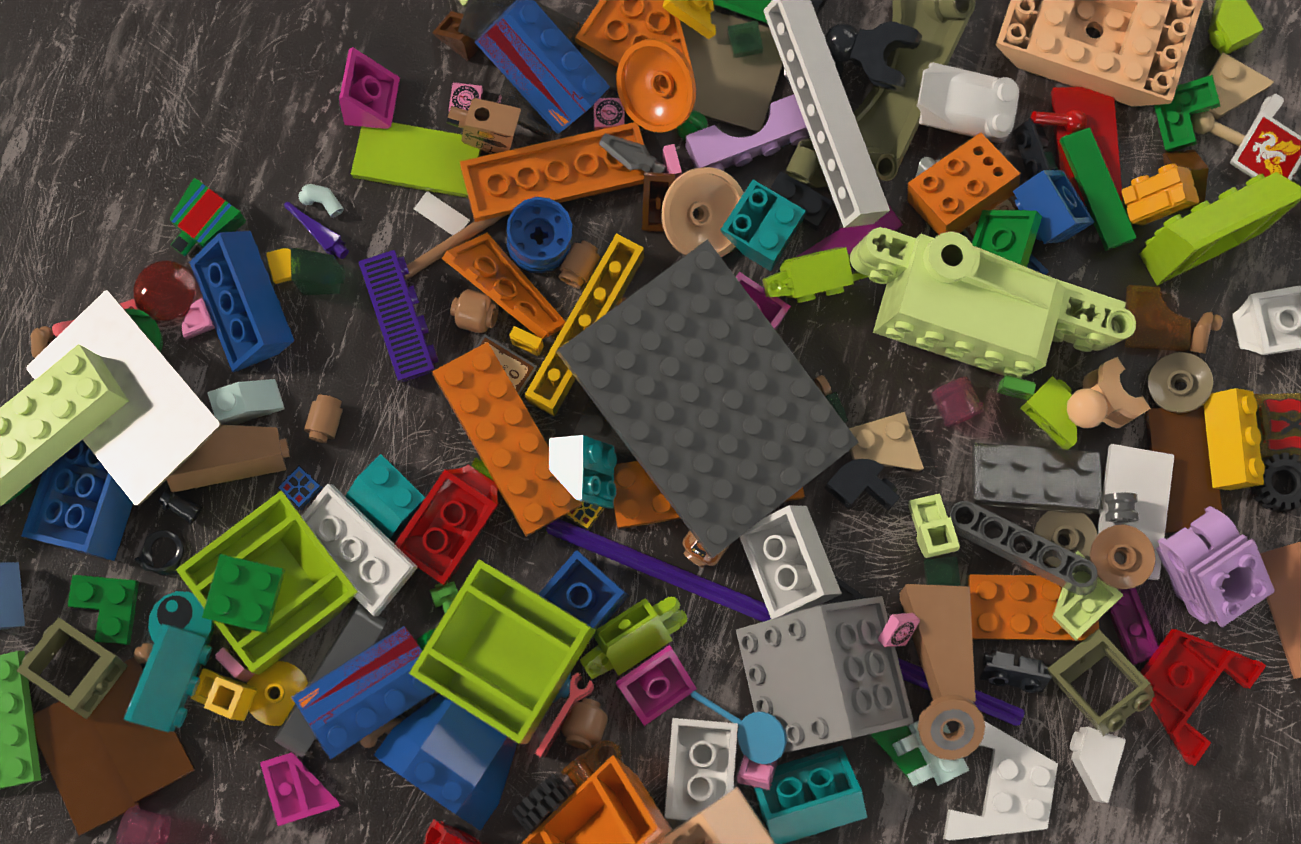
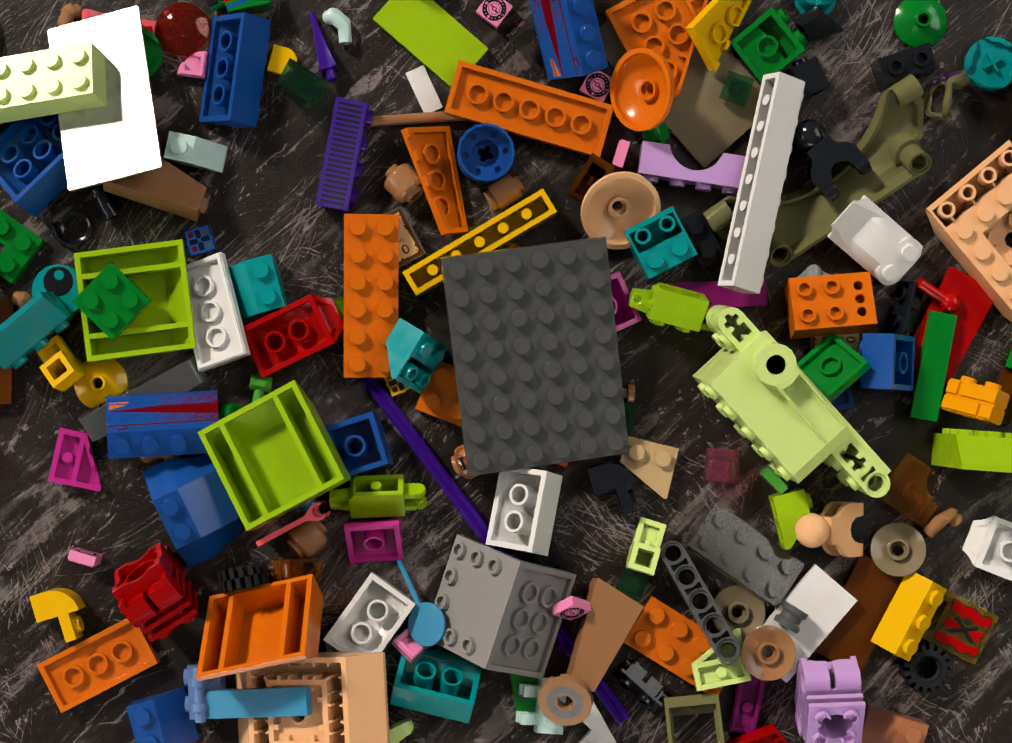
camera: 30 degrees right, 10 degrees up
(234, 664) = (78, 345): bright pink tile -> none
(323, 418) = (245, 199): medium nougat brick -> none
(486, 125) = (502, 50): medium nougat torso -> none
(526, 341) = (429, 228): yellow tile -> none
(631, 154) = (593, 131): dark grey piece -> none

